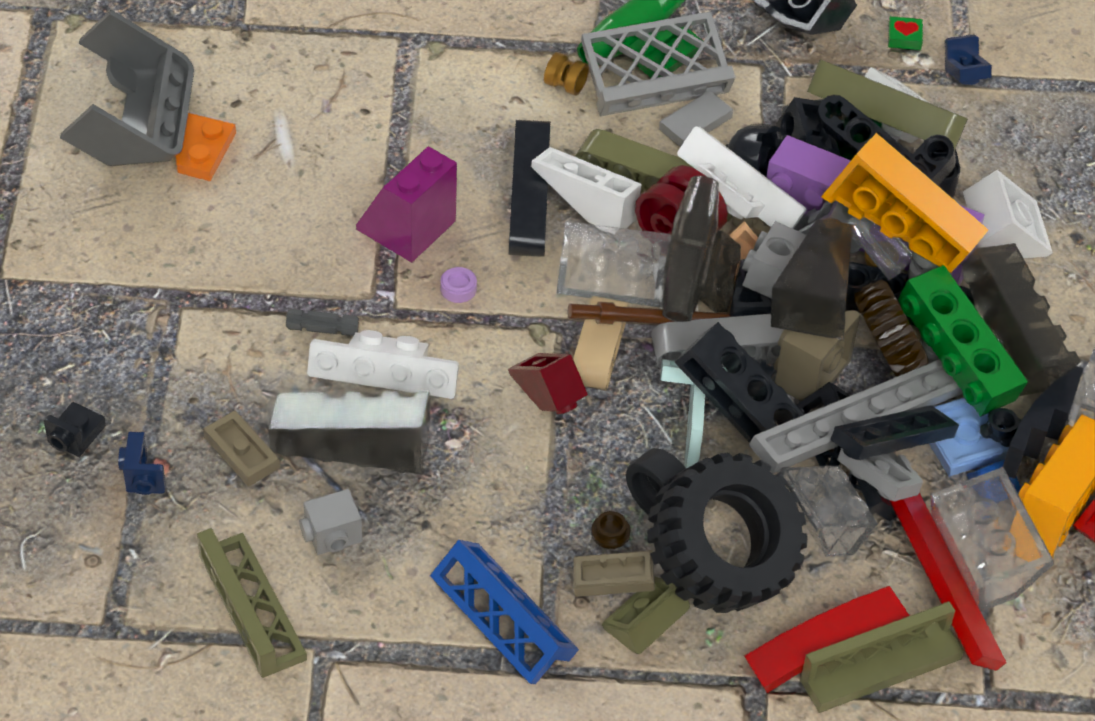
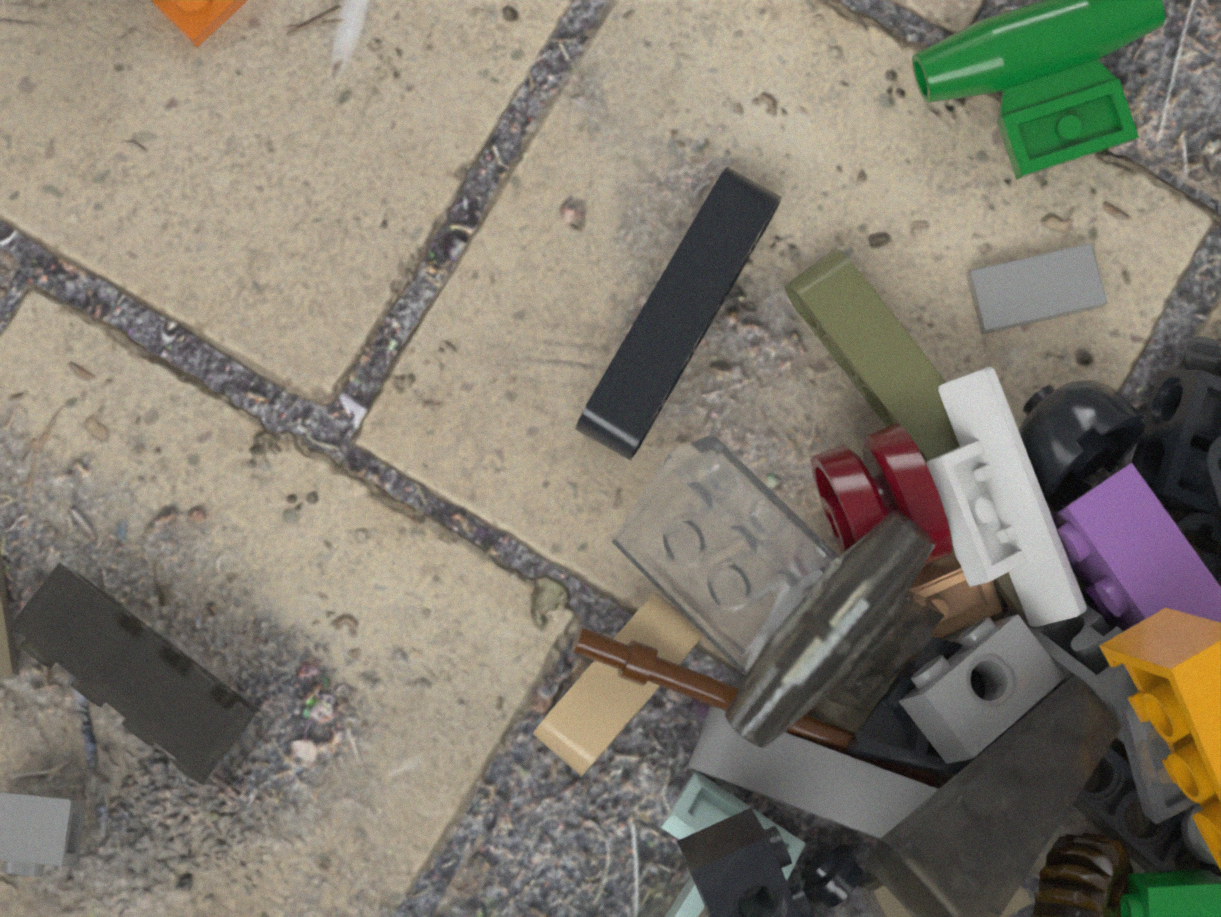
camera: 30 degrees right, 30 degrees up
(322, 322) = (218, 428): dark grey axle -> none
(384, 364) = (272, 554): white bracket -> none
(414, 206) = (457, 279): magenta slope -> none
(458, 284) = (468, 450): lavender tile -> none
(550, 381) = (496, 721): dark red slope -> none
(566, 73) = (868, 98): pearl gold wheel -> none
(592, 191) = (760, 375): white slope -> none
(665, 89) = (1016, 208): light grey fence -> none

